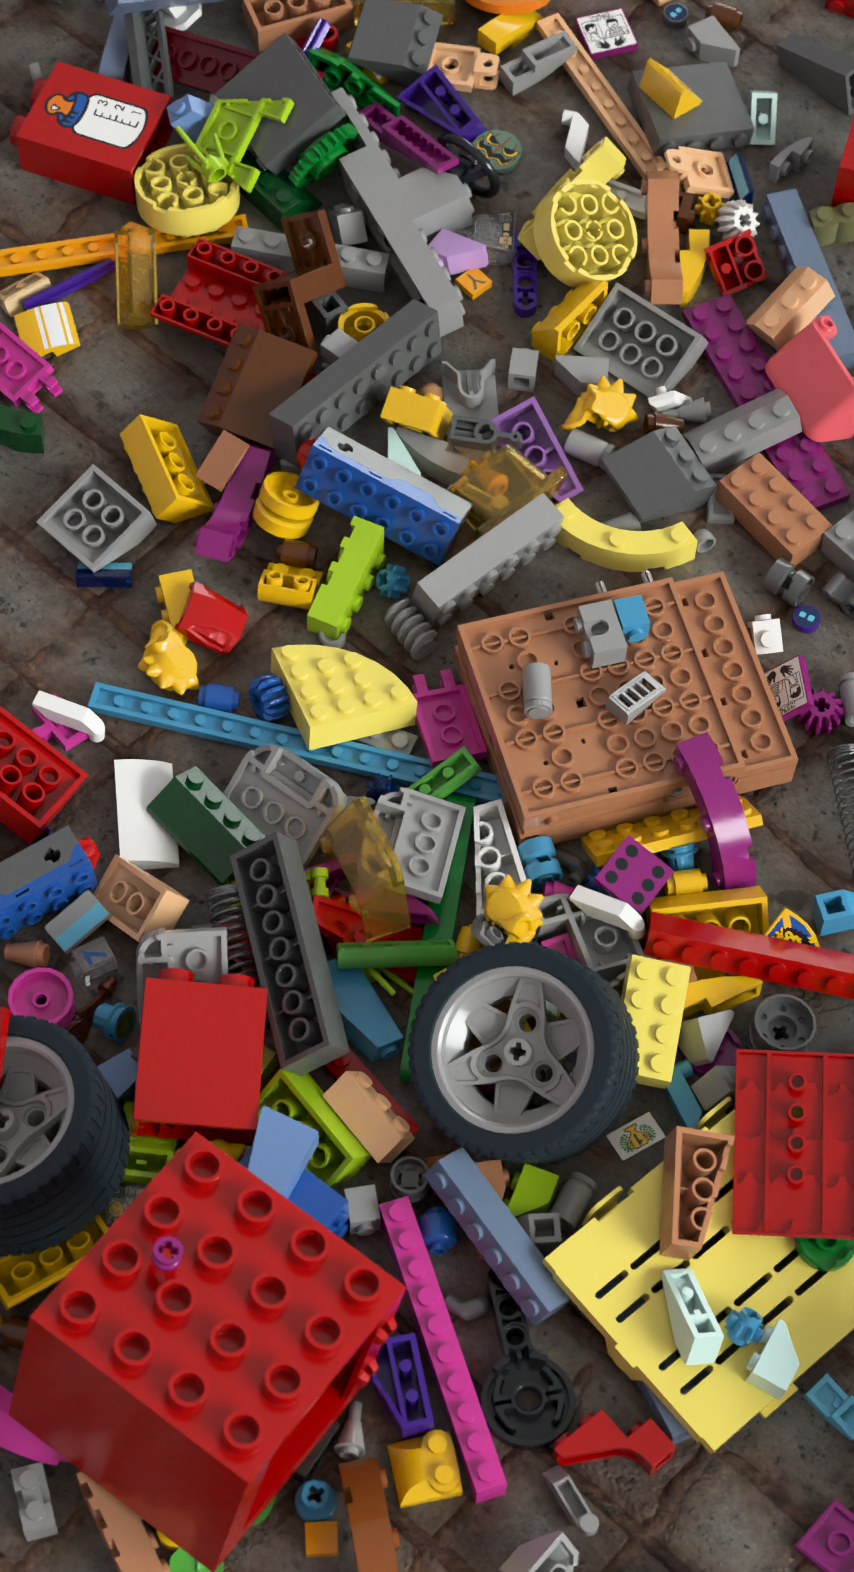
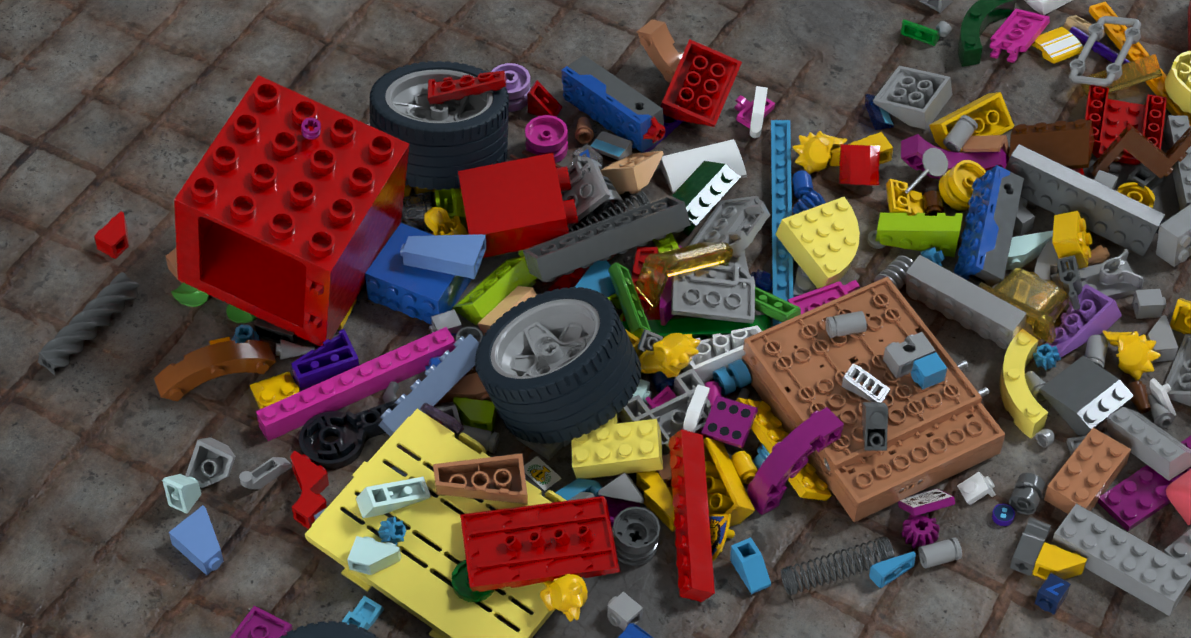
camera: 80 degrees right, 10 degrees down
(109, 314) = (1114, 69): none -> light grey bar
(196, 482) = (960, 133): none -> light grey piece
(250, 528) = (934, 164): none -> light grey piece
(563, 1230) = (443, 418): none -> clear purple tile
(579, 494) = (1046, 356): none -> dark azure gear
(703, 700) = (875, 426): none -> dark grey slope

